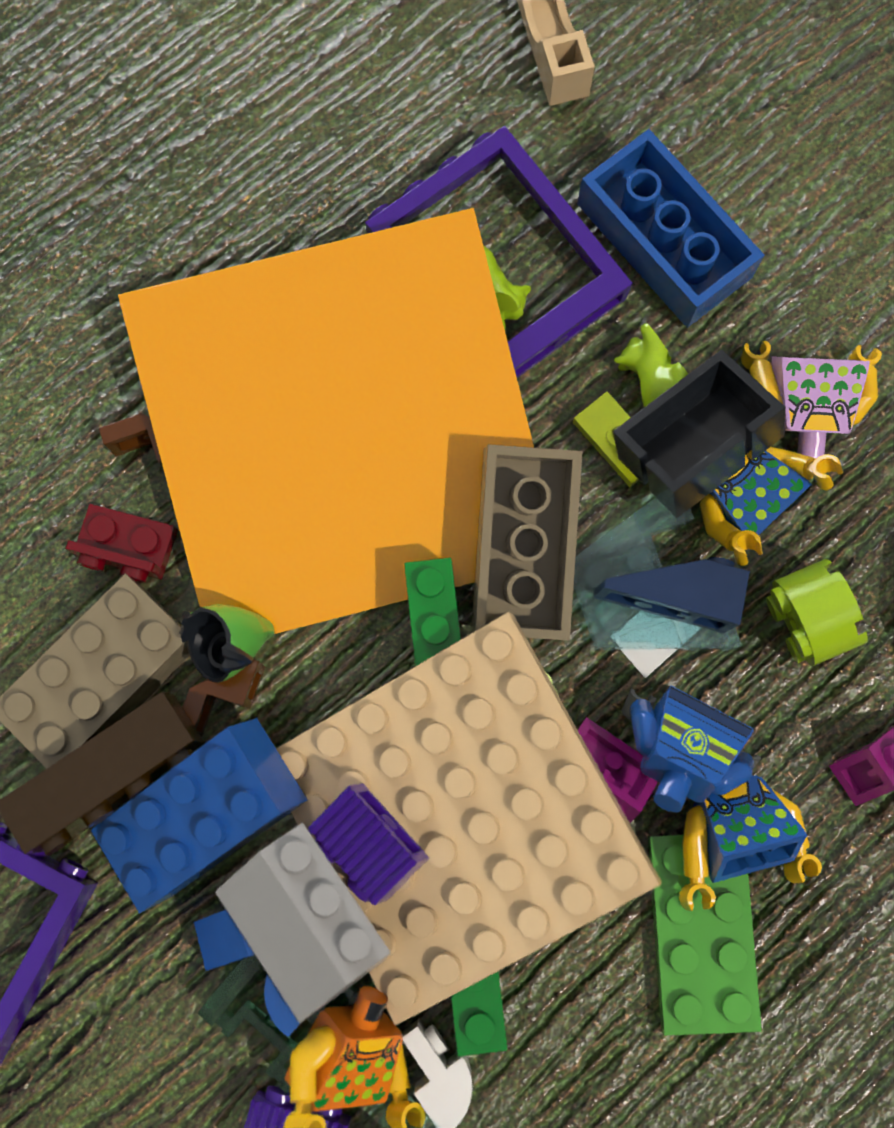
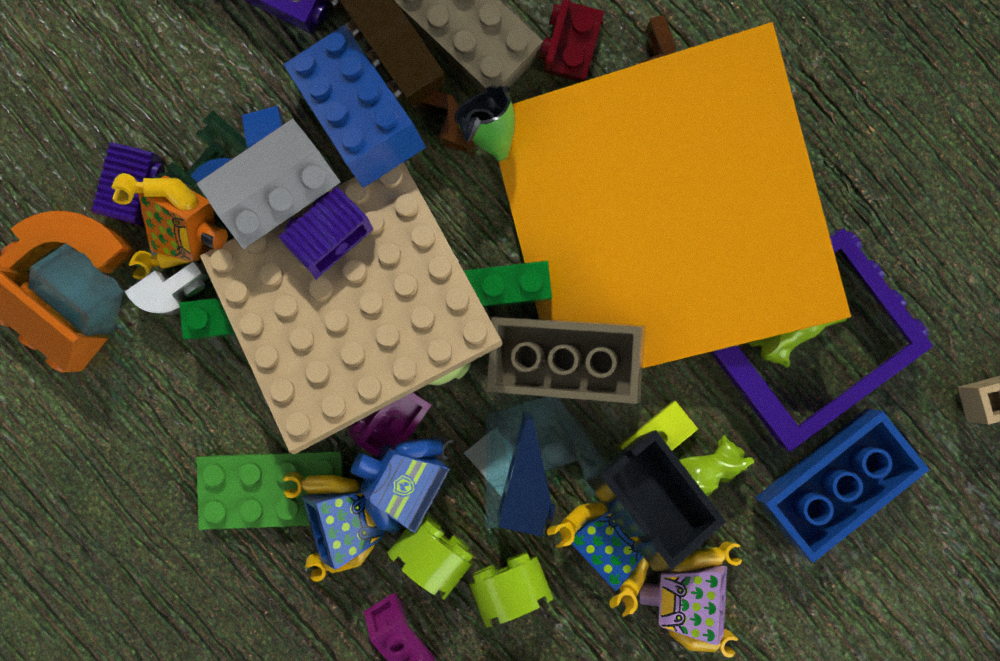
camera: 85 degrees right, 10 degrees up
(784, 711) = (432, 557): none -> lime brick

